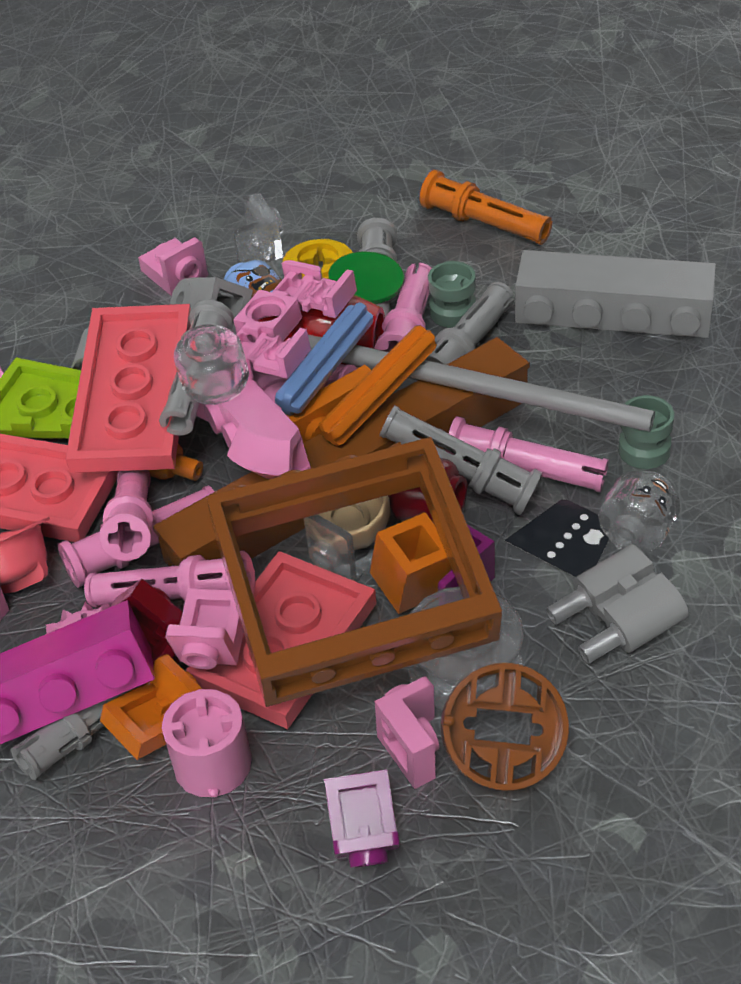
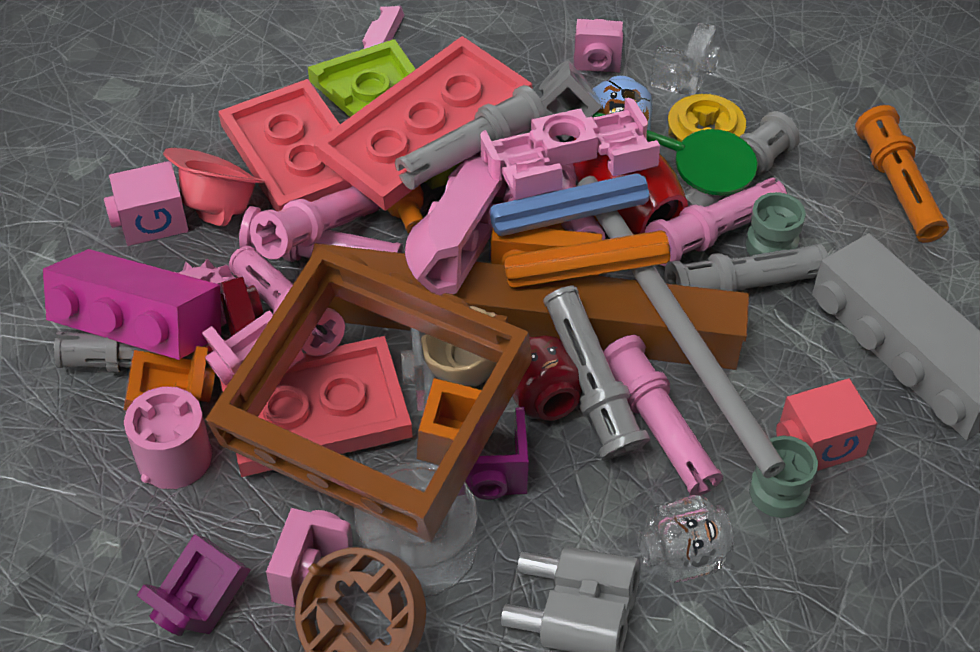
camera: 40 degrees right, 5 degrees up
(211, 364) = (457, 143): clear head -> none
(563, 537) = (614, 507): black sticker -> none
(634, 373) = (830, 421): none -> coral brick

